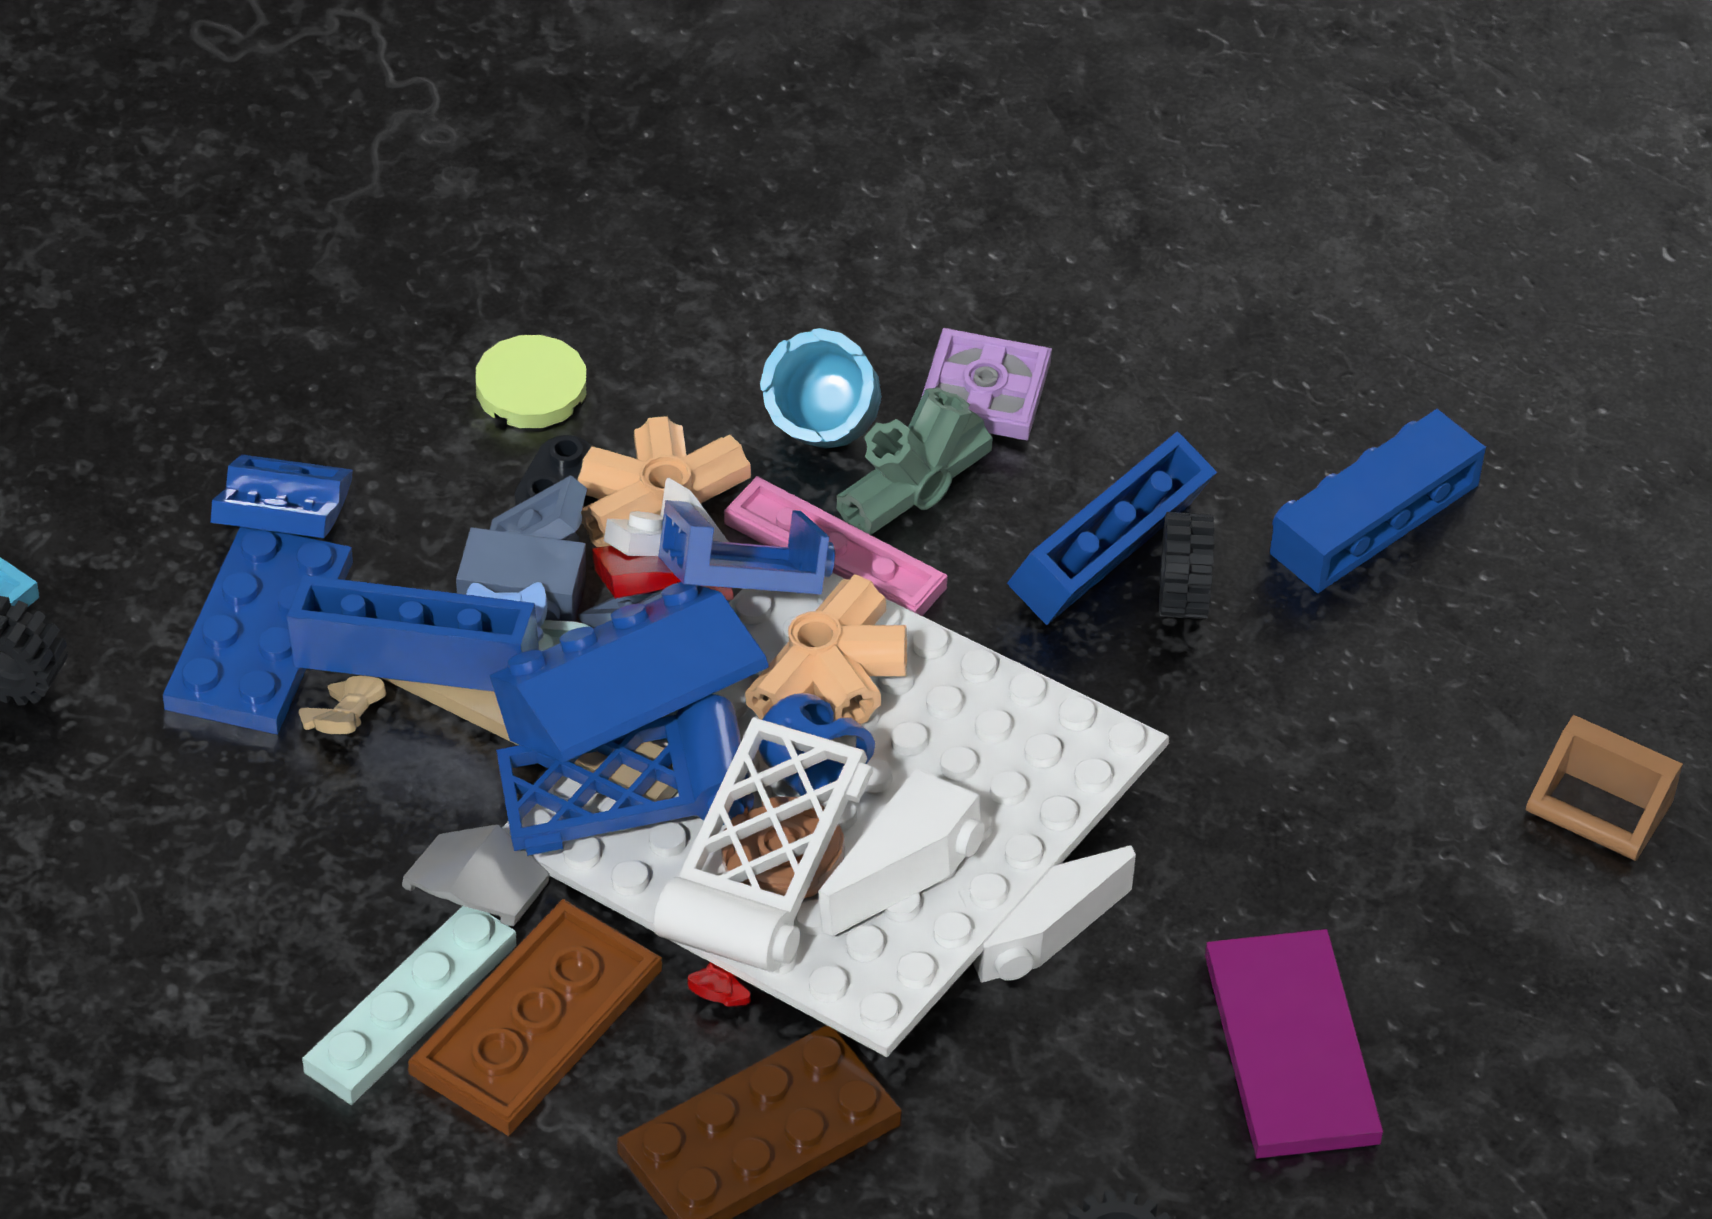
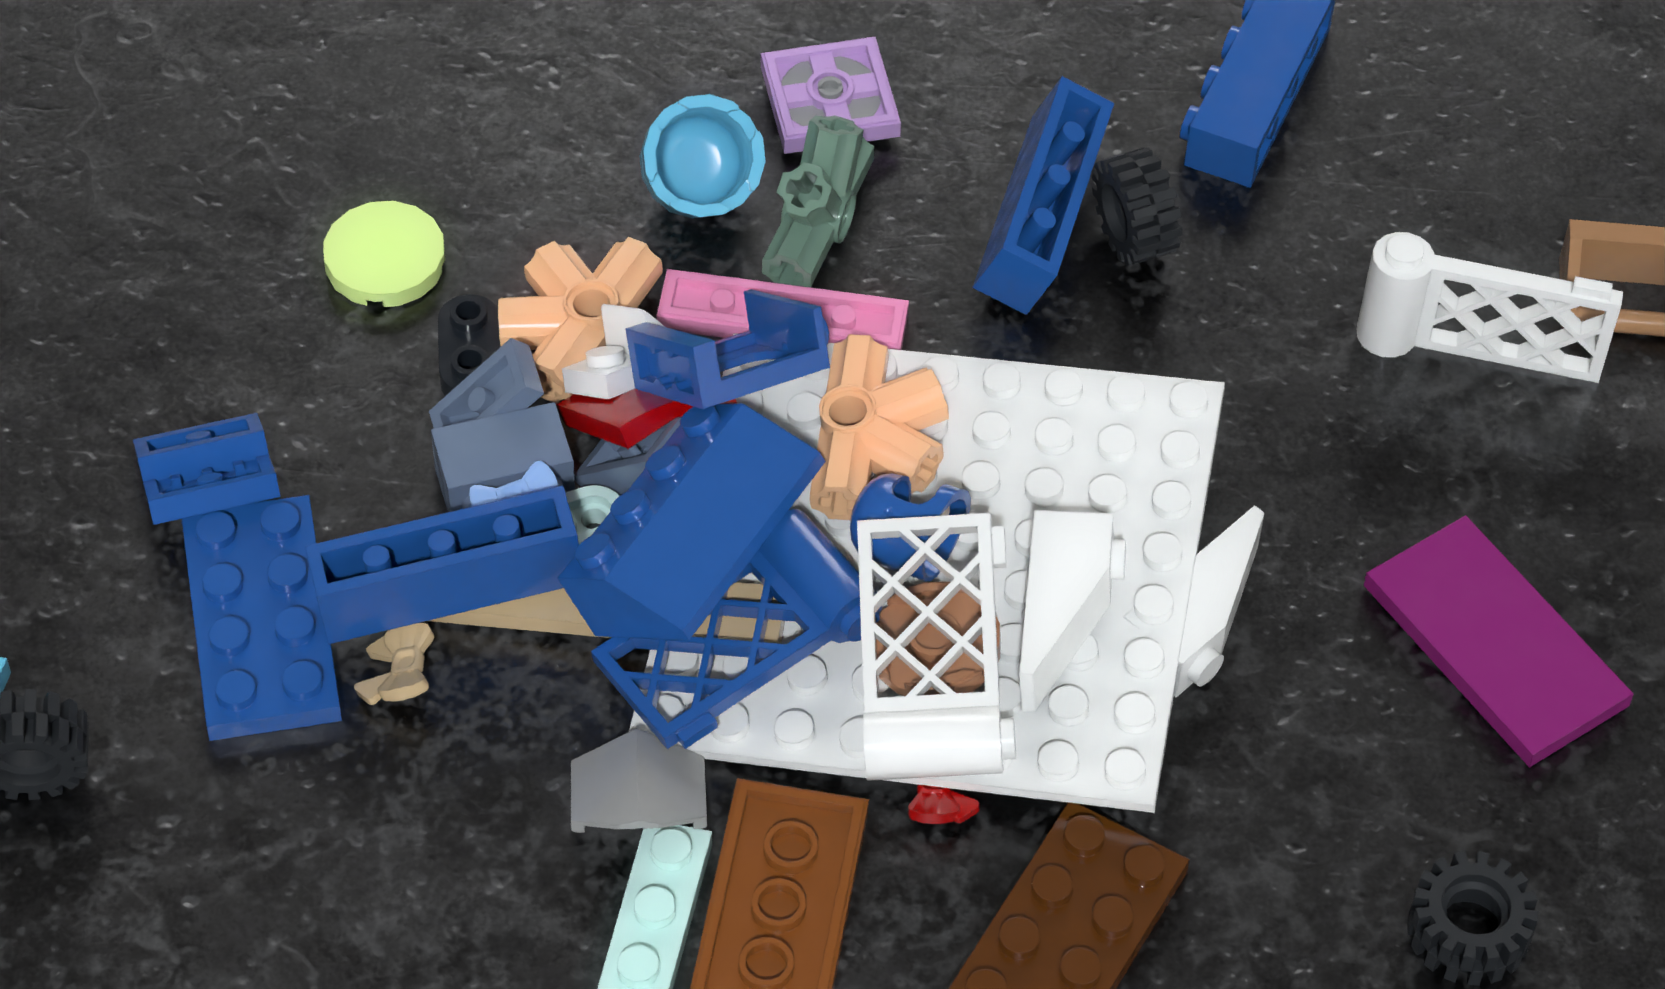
camera: 25 degrees left, 5 degrees up
(1379, 735) = (1408, 285): none -> white piece

